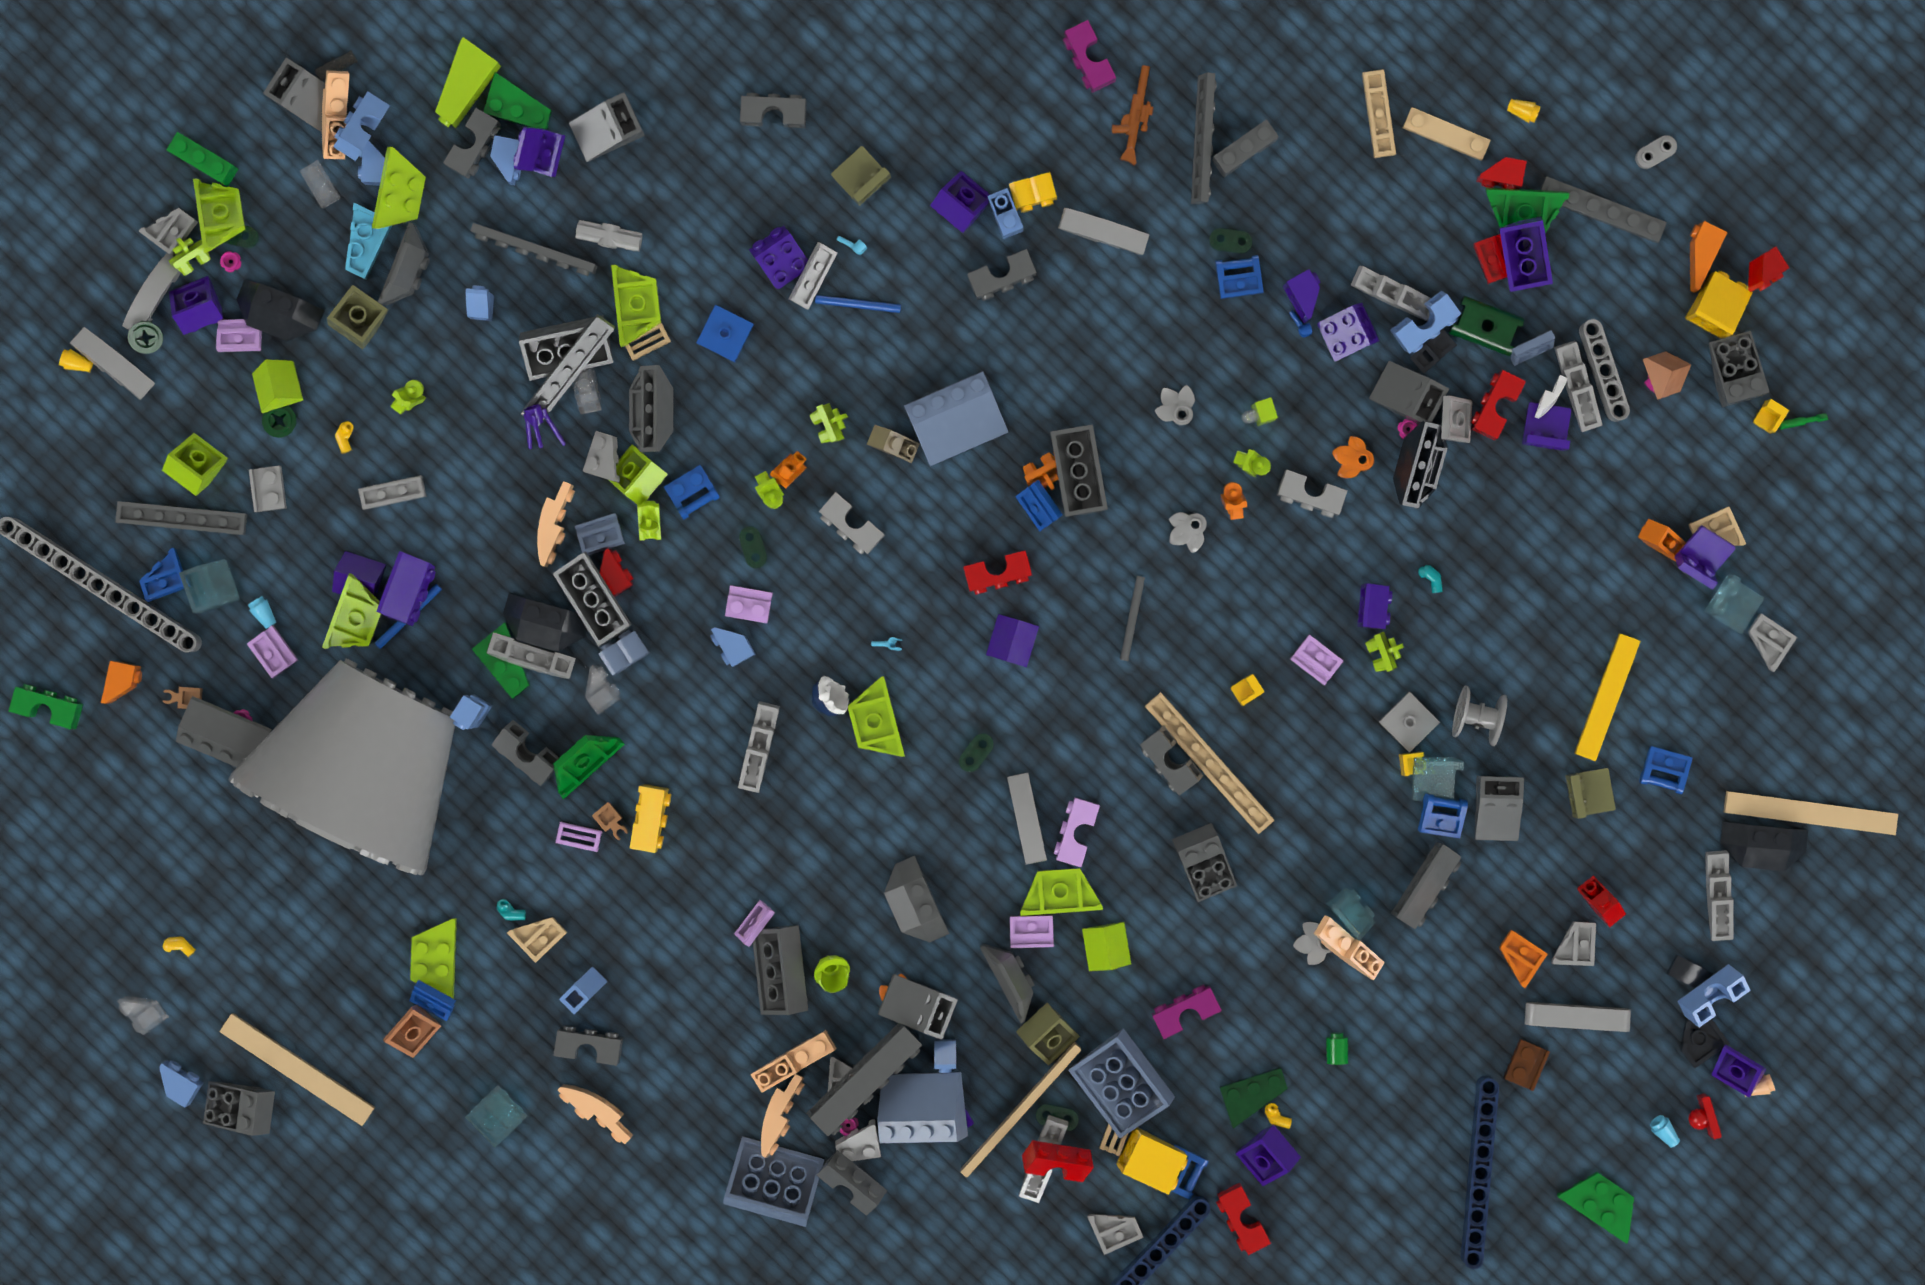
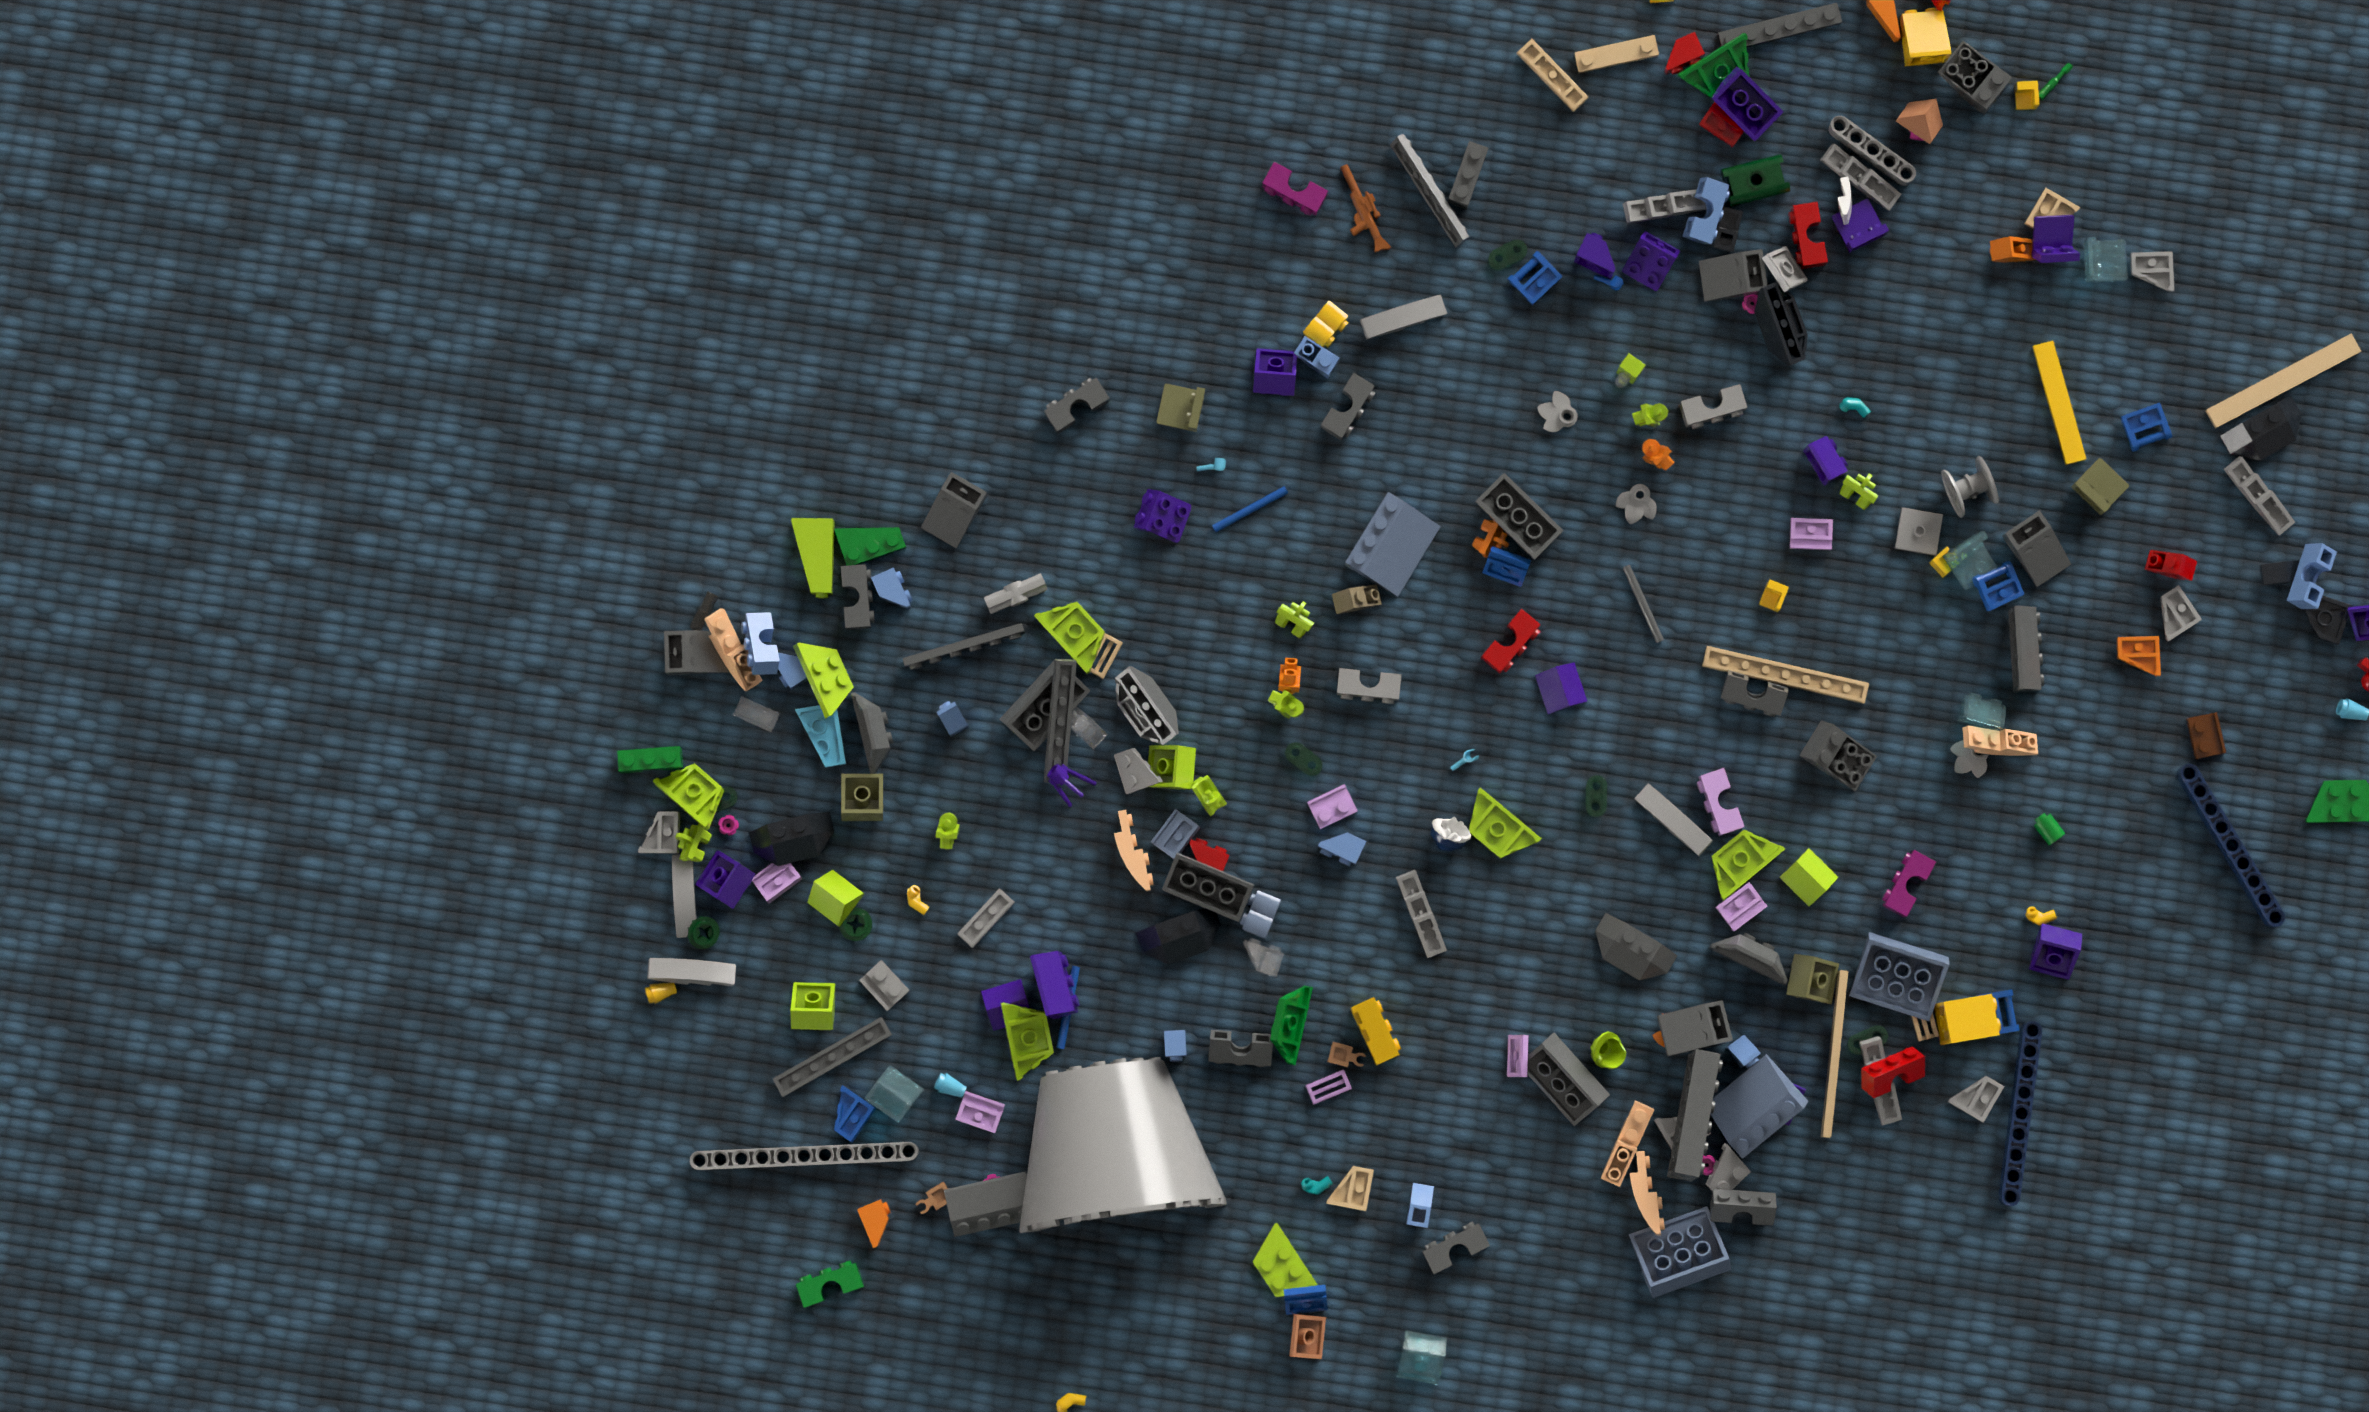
camera: 30 degrees left, 5 degrees down
(509, 675) = (1167, 989): green wing -> none
(530, 657) = (1190, 970): light grey slope -> none
(539, 151) = (915, 565): dark purple bracket -> none
(590, 1104) = (1490, 1293): light nougat slope -> none
(689, 485) = (1217, 747): blue plate -> none
(725, 333) = (1161, 606): blue plate -> none
(812, 275) = (1199, 512): light grey tile -> none
(1251, 1094) = (2007, 913): dark green wing -> none
(1251, 1236) = (2055, 1009): red arch -> none
(1350, 456) = (1723, 358): orange plate -> none
(1532, 348) = (1804, 172): sand blue plate -> none
(1577, 1016) = (2218, 669): light grey beam -> none

